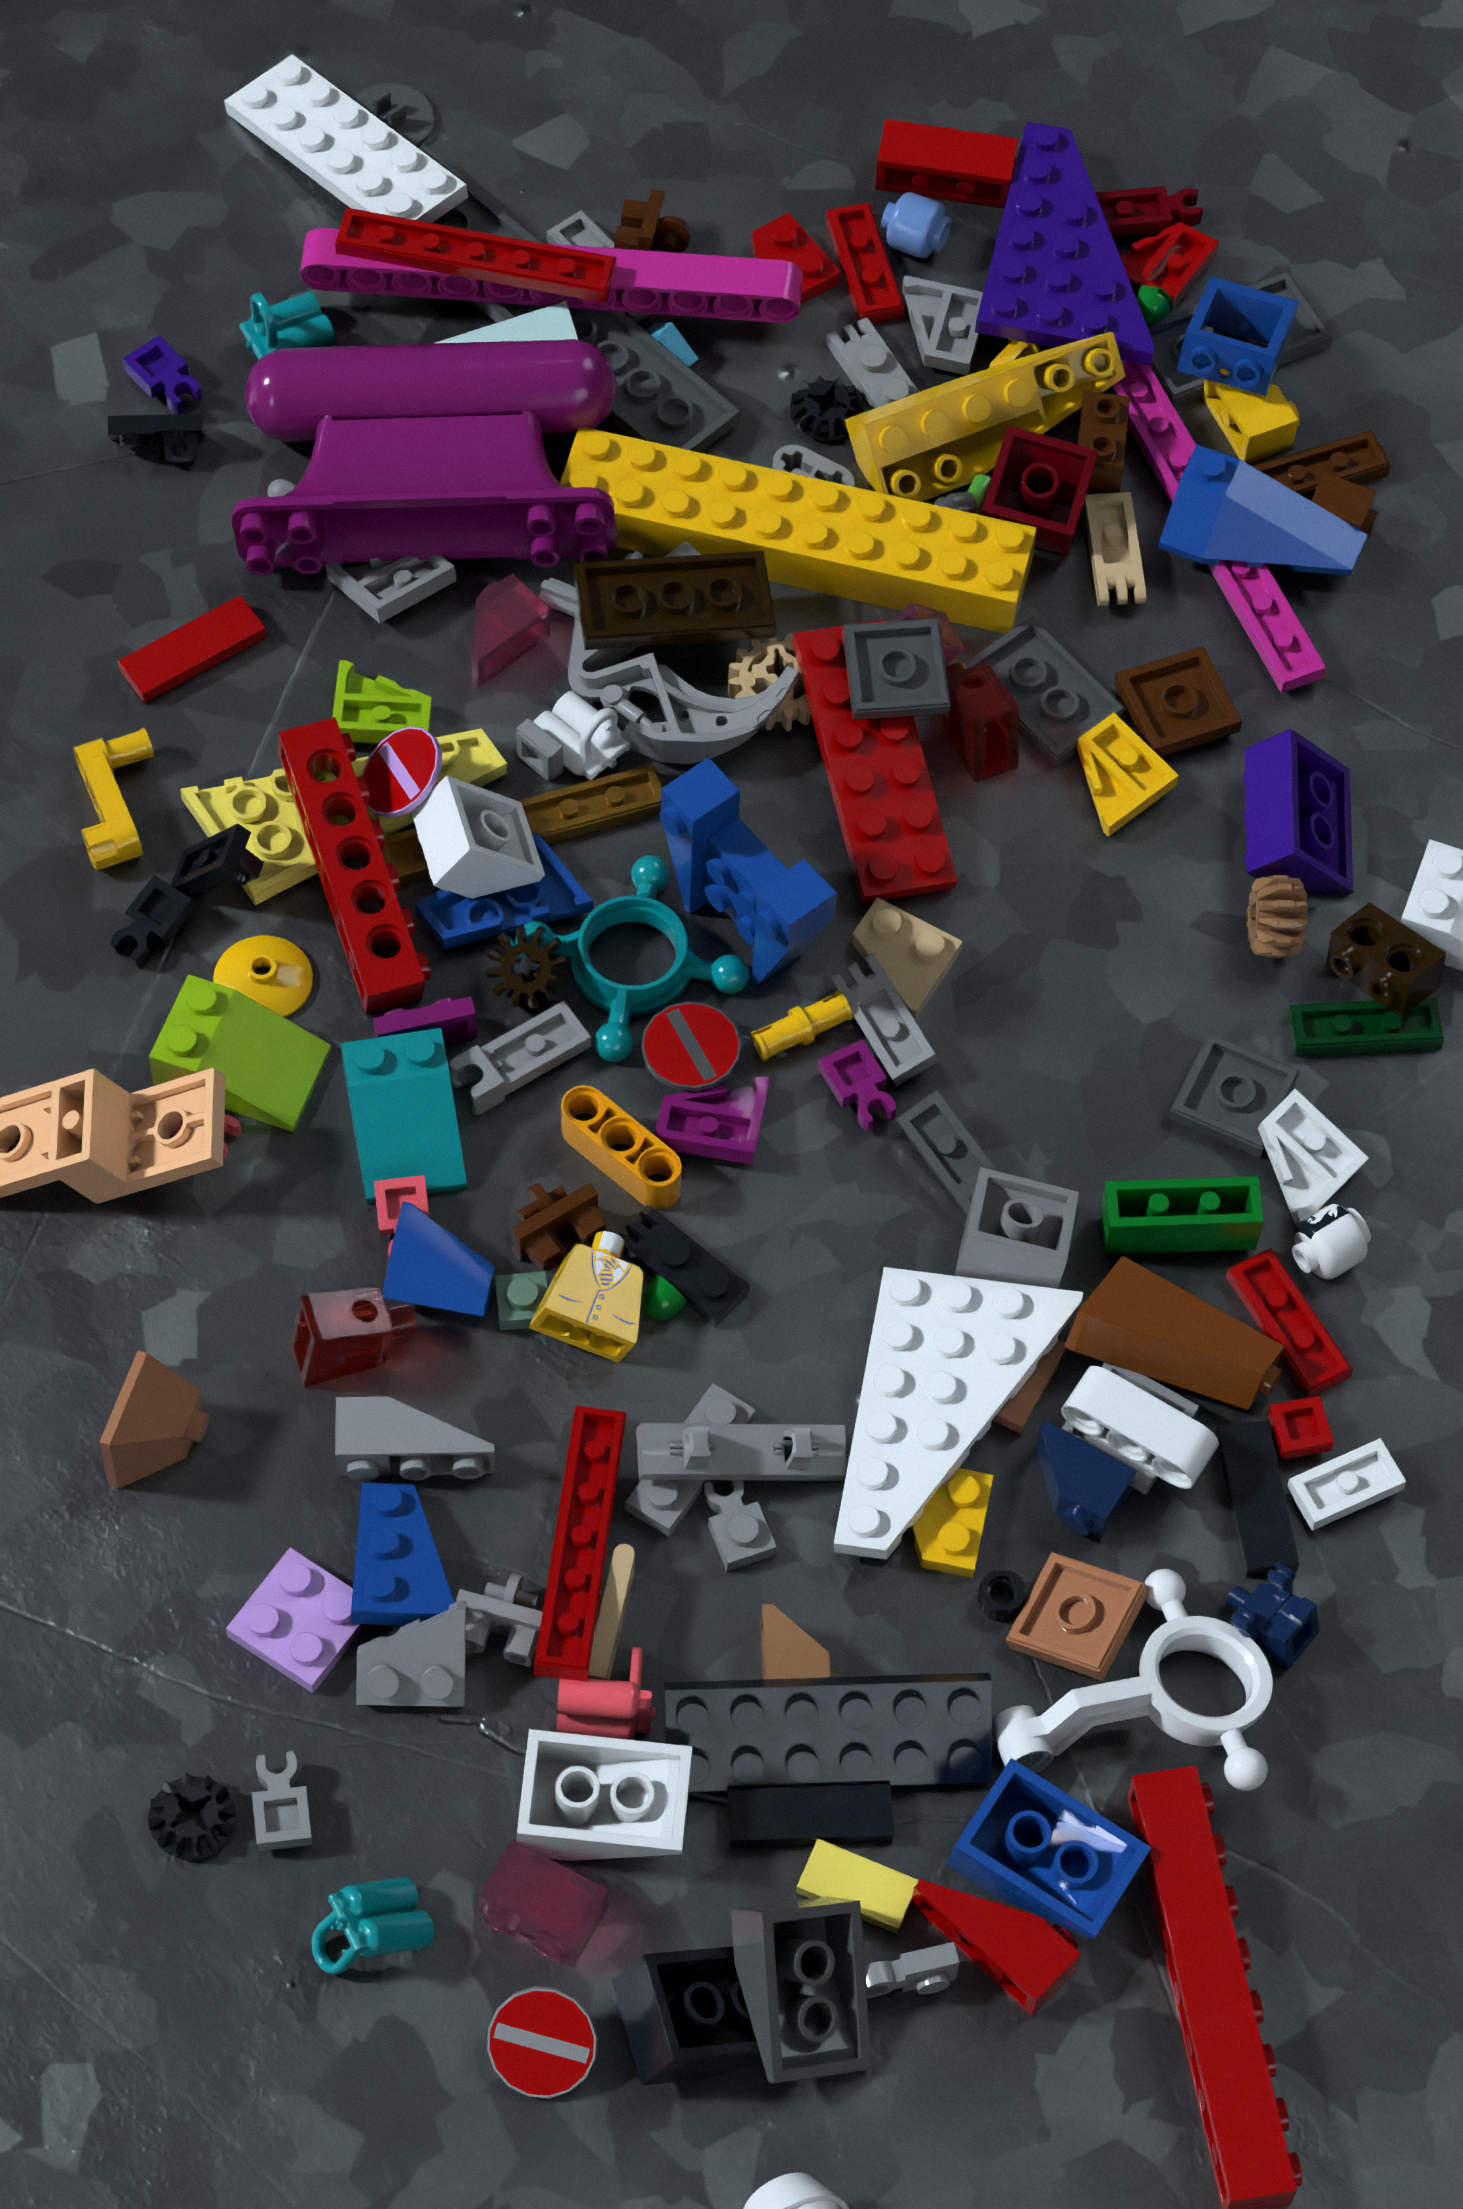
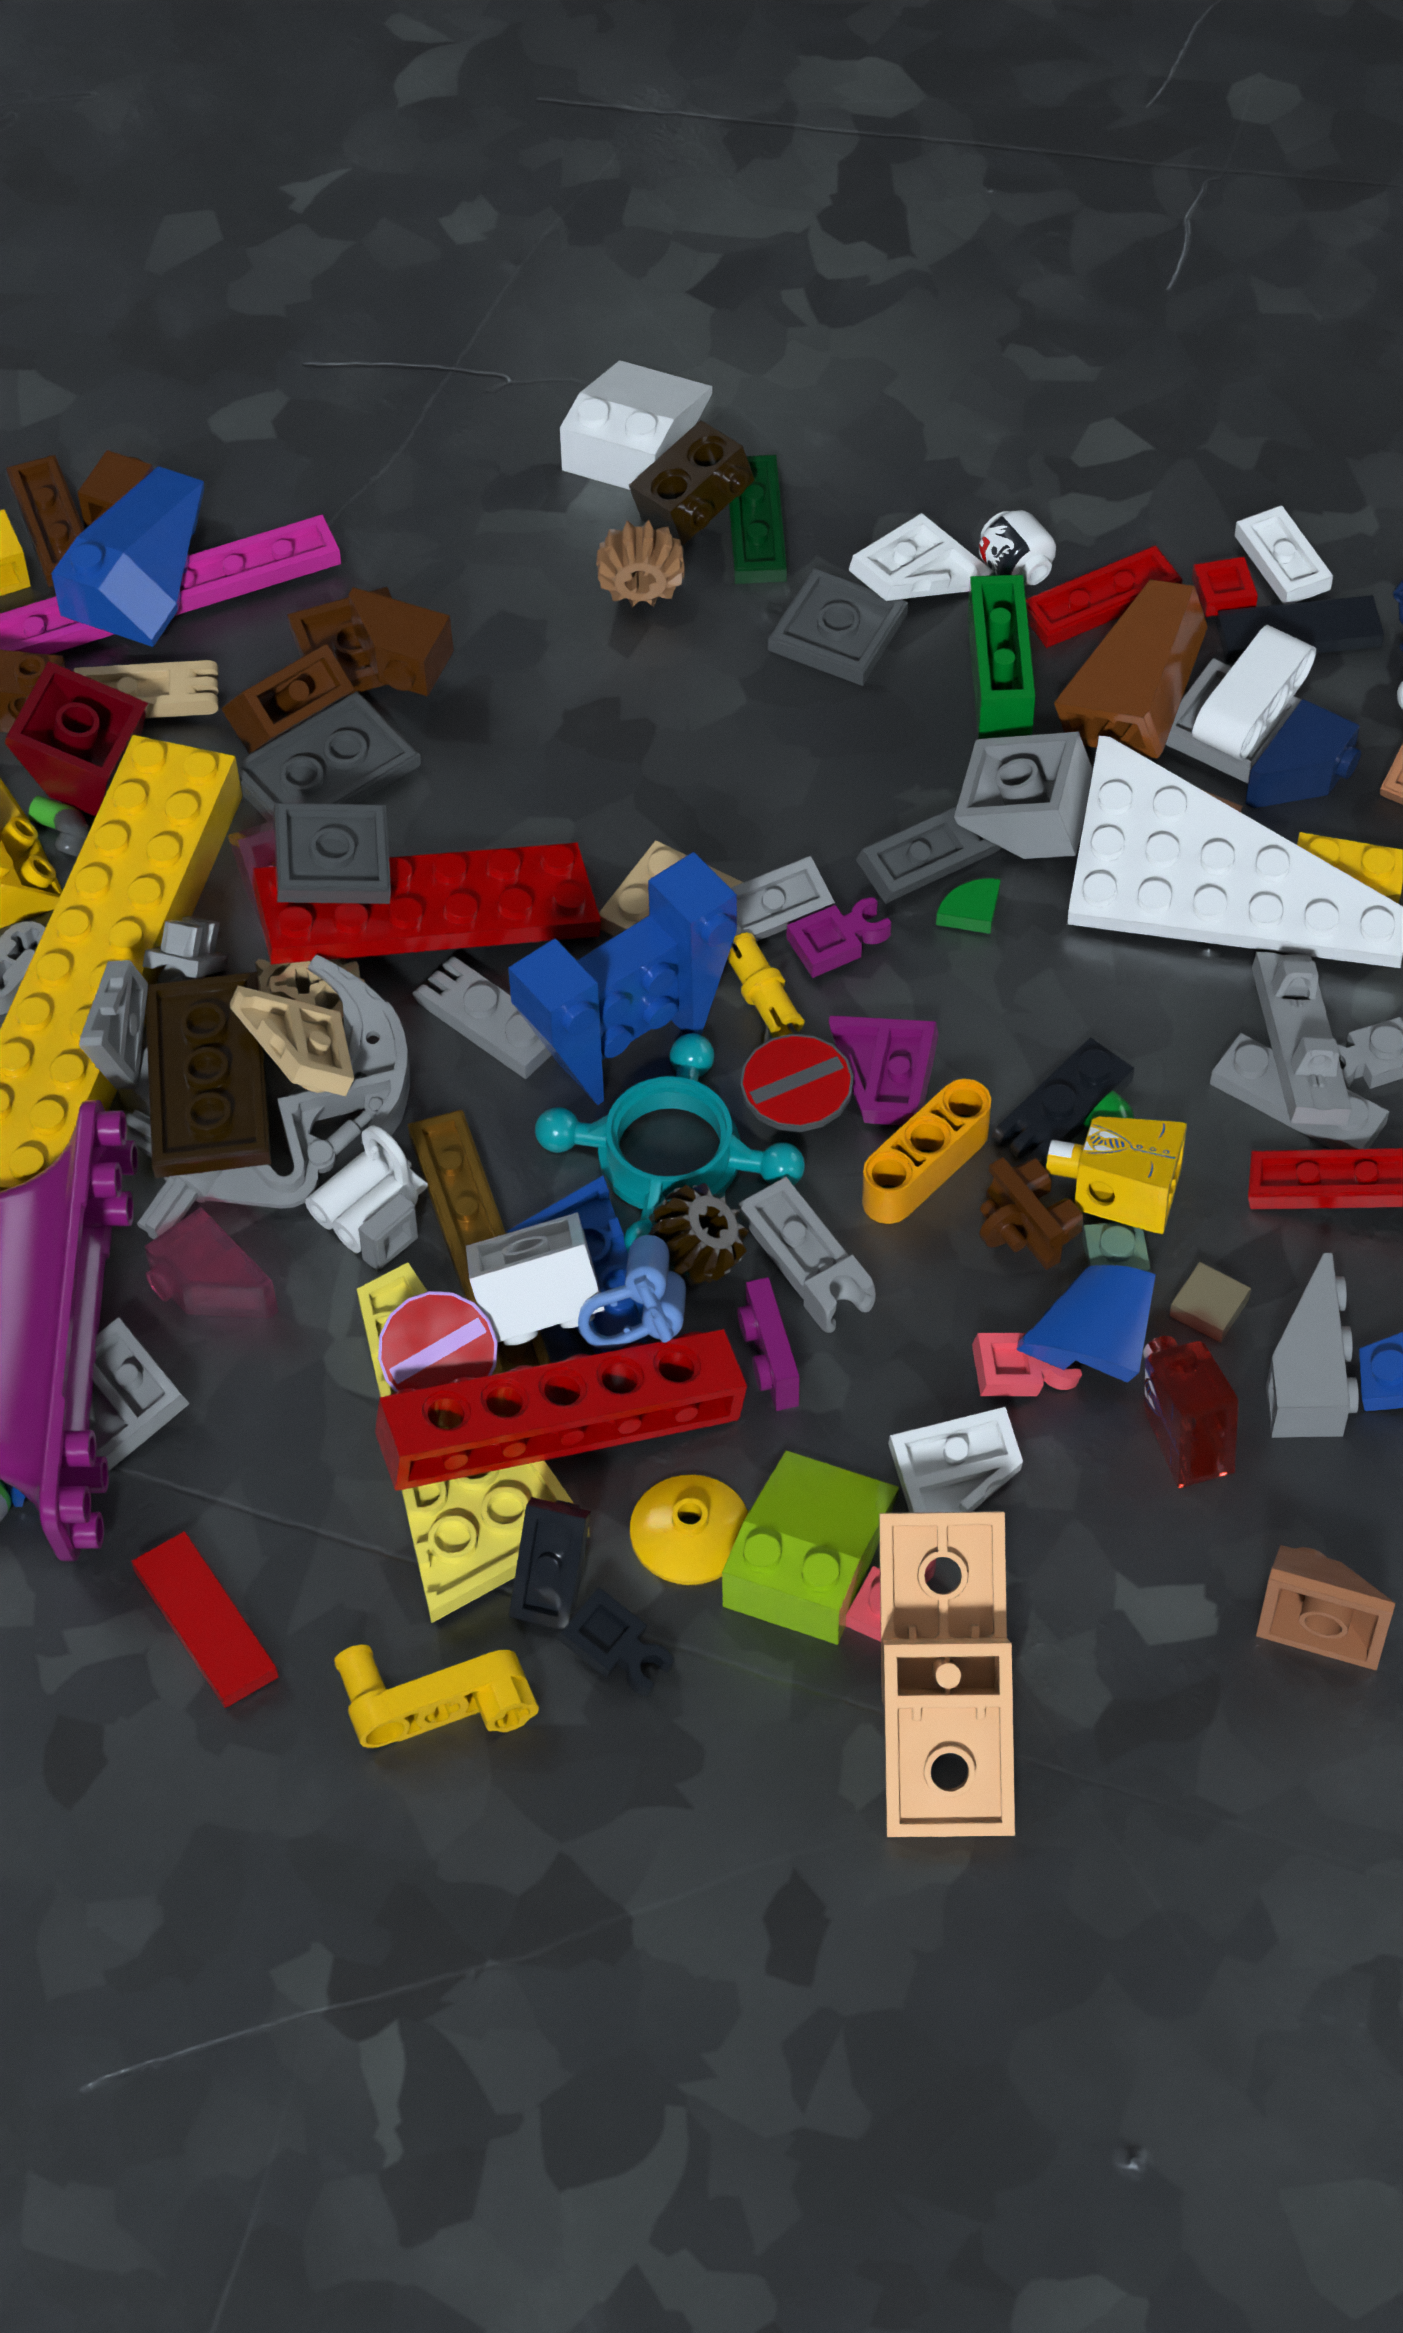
camera: 85 degrees left, 5 degrees down
(302, 1162) = (956, 1461): none -> white wing
(378, 707) = (316, 1406): lime wing -> none
(404, 1110) = (885, 1365): teal slope -> none
(451, 918) = (646, 1283): none -> medium blue piece
(470, 1373) = (1210, 1302): none -> dark tan tile
(698, 655) = (299, 1038): none -> tan wing
(702, 520) = (116, 1024): none -> light grey wing
(785, 808) = (483, 1016): none -> light grey hinge
(804, 587) = (187, 950): none -> light grey hips
(902, 1198) = (970, 906): none -> green tile
(978, 704) = (388, 780): clear red torso -> none
(1093, 643) = (287, 698): none -> reddish brown slope
(1122, 772) = (458, 701): yellow wing -> none
(1155, 721) = (401, 640): none -> reddish brown slope
(1298, 814) = (508, 554): dark purple slope -> none

